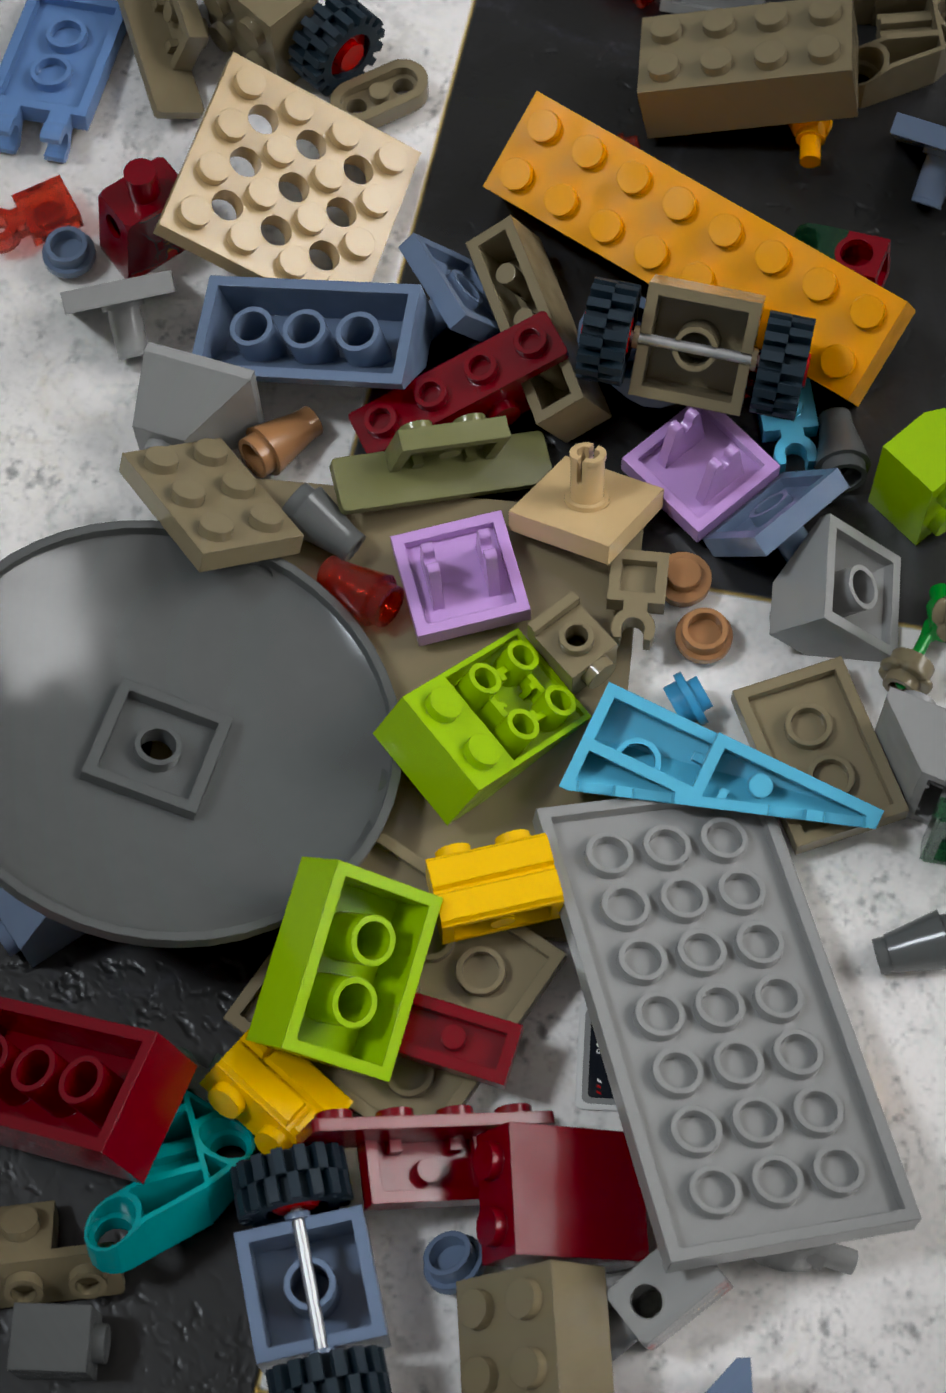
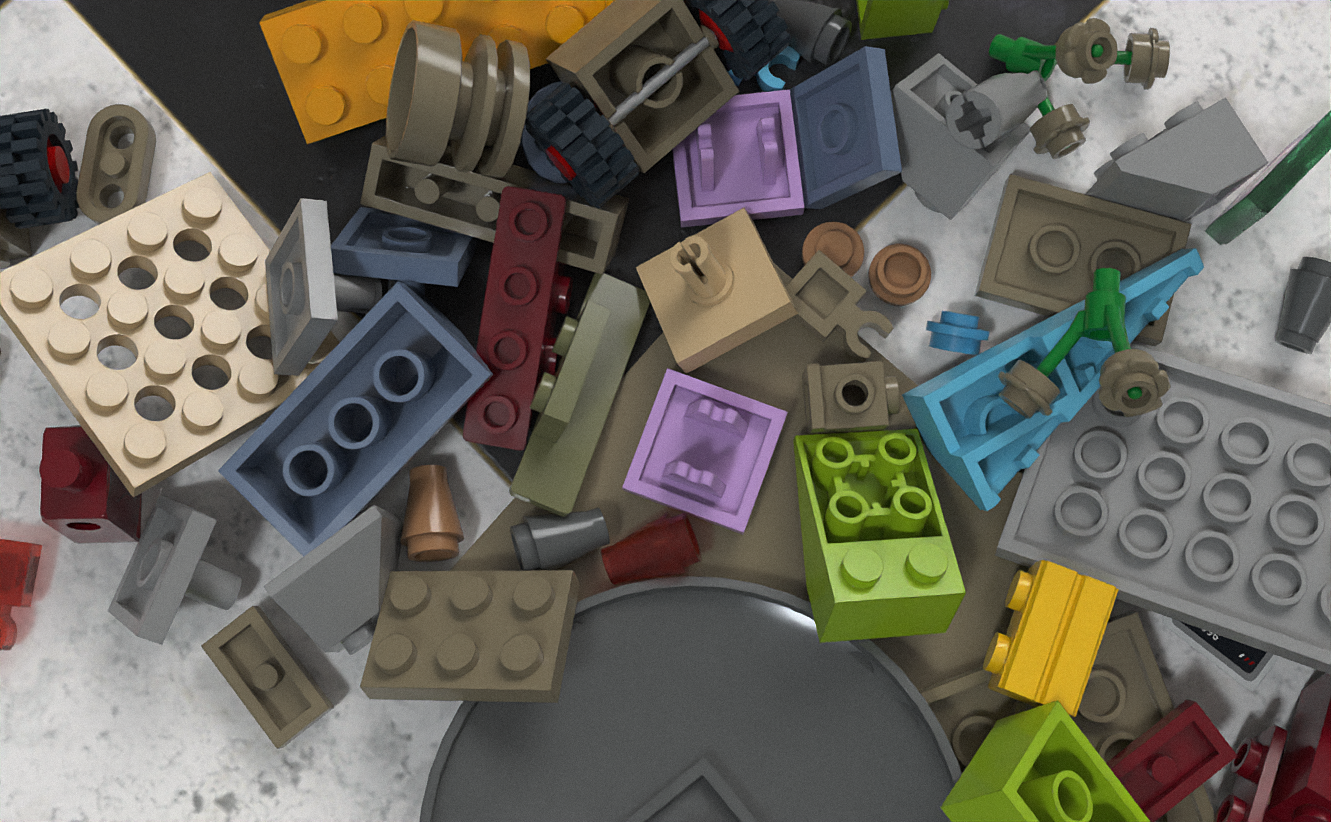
camera: 55 degrees left, 15 degrees up
(68, 252) = (65, 580): sand blue plate -> none
(90, 414) = (267, 676): none -> dark tan plate
(378, 244) = (306, 291): none -> light grey tile
(573, 229) = (470, 101): none -> dark tan wheel
(717, 769) = (1127, 378): none -> plant
(873, 594) = (994, 108): none -> light grey piece

